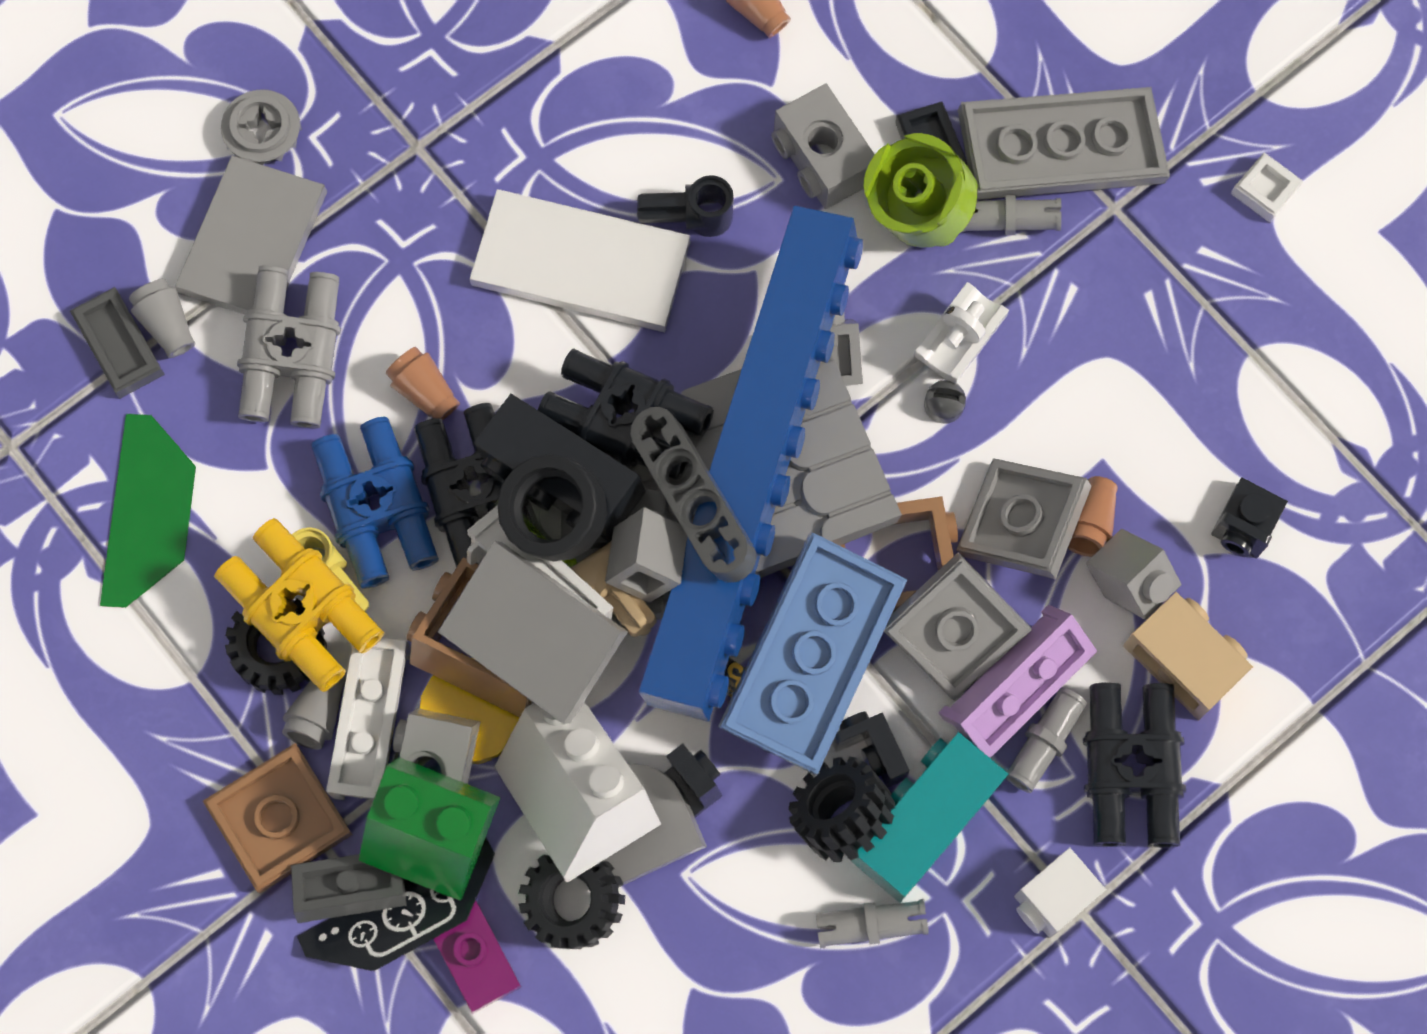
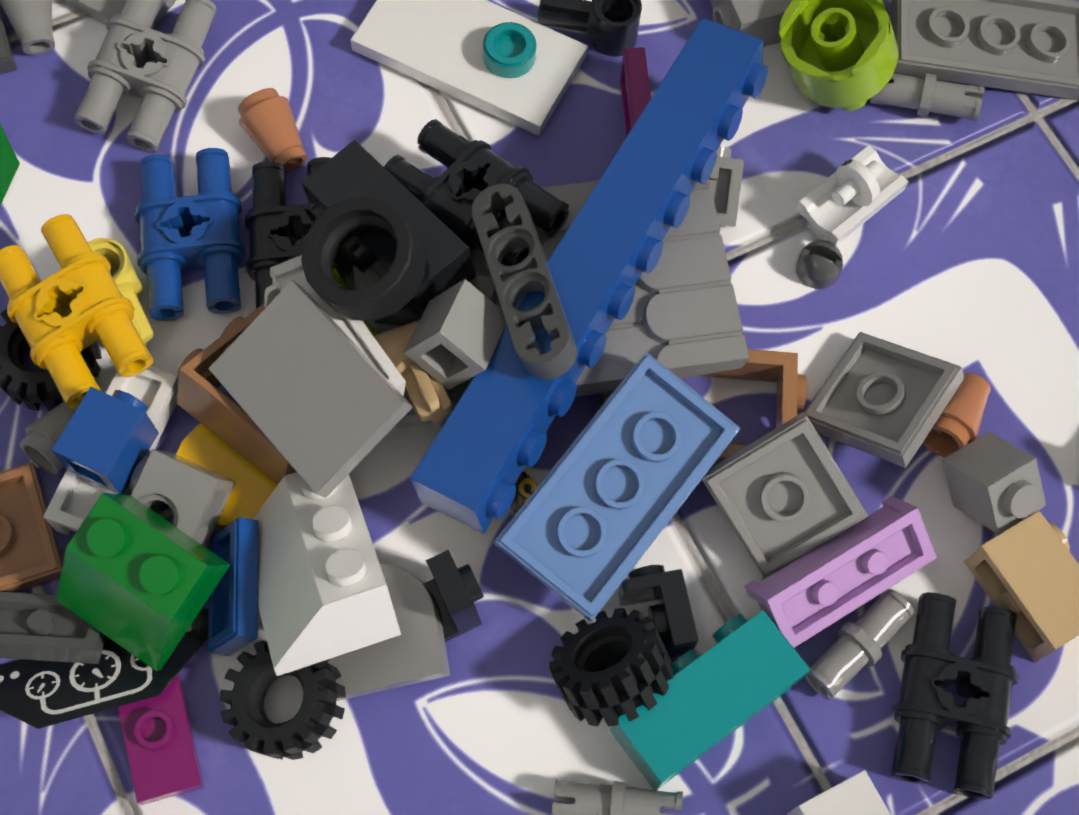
camera: 10 degrees right, 5 degrees down
(366, 713) = (106, 438): none -> blue brick
(510, 832) = (235, 598): none -> blue tile
(619, 258) = (509, 50): none -> teal tile
(745, 278) = (634, 85): none -> magenta tile

